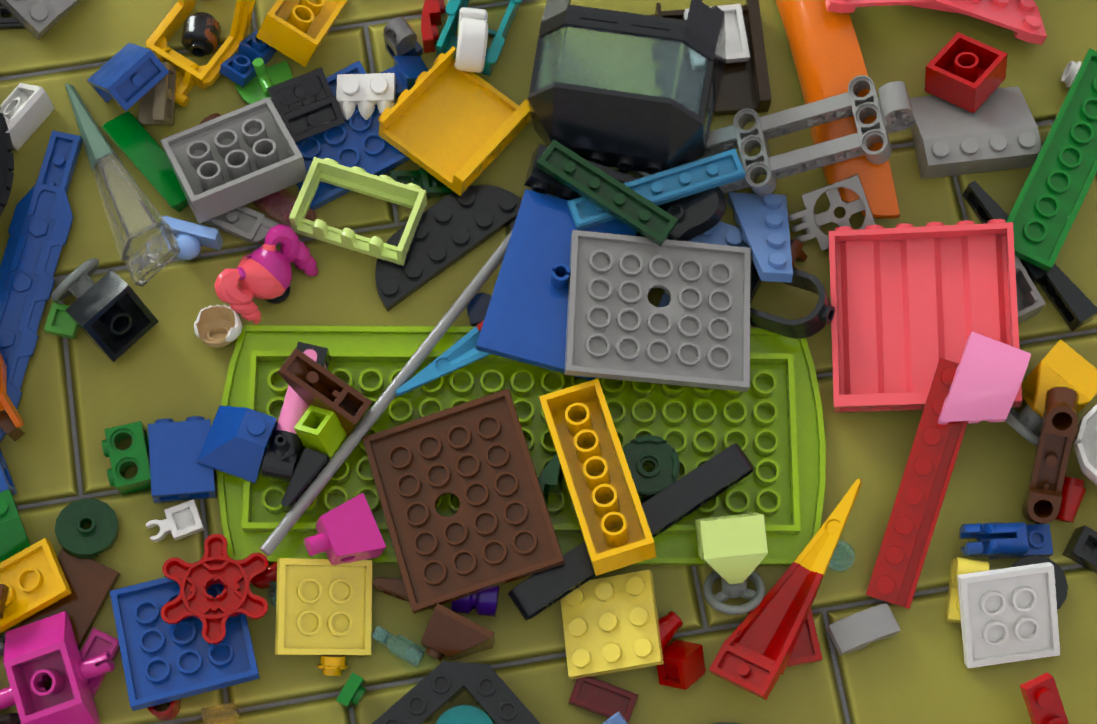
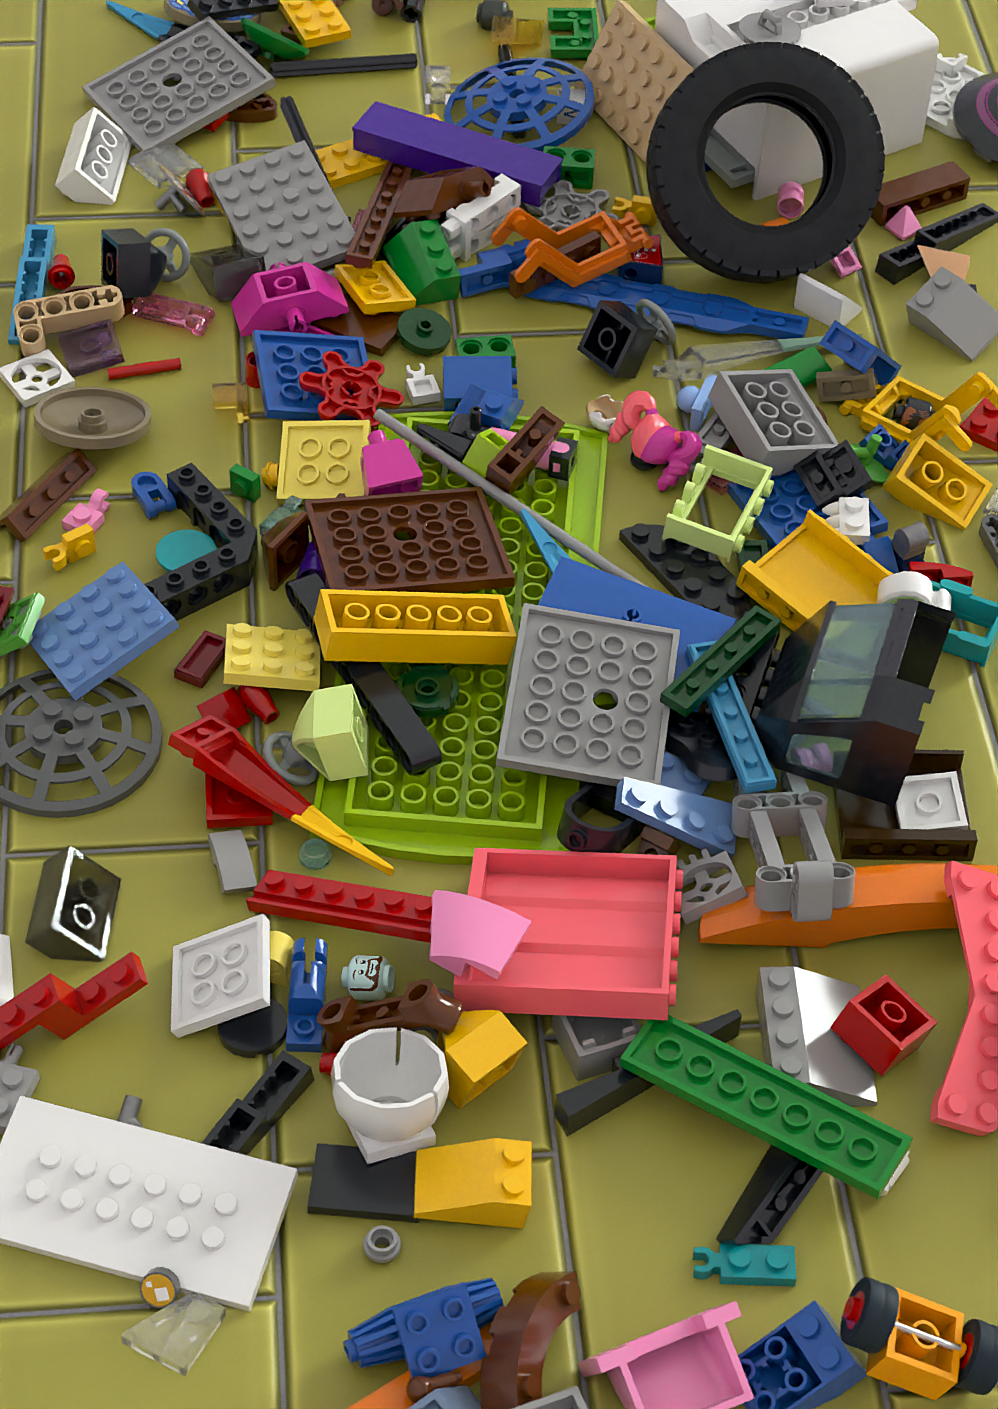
camera: 95 degrees right, 25 degrees down
(977, 489) = (368, 977): none -> light aqua head

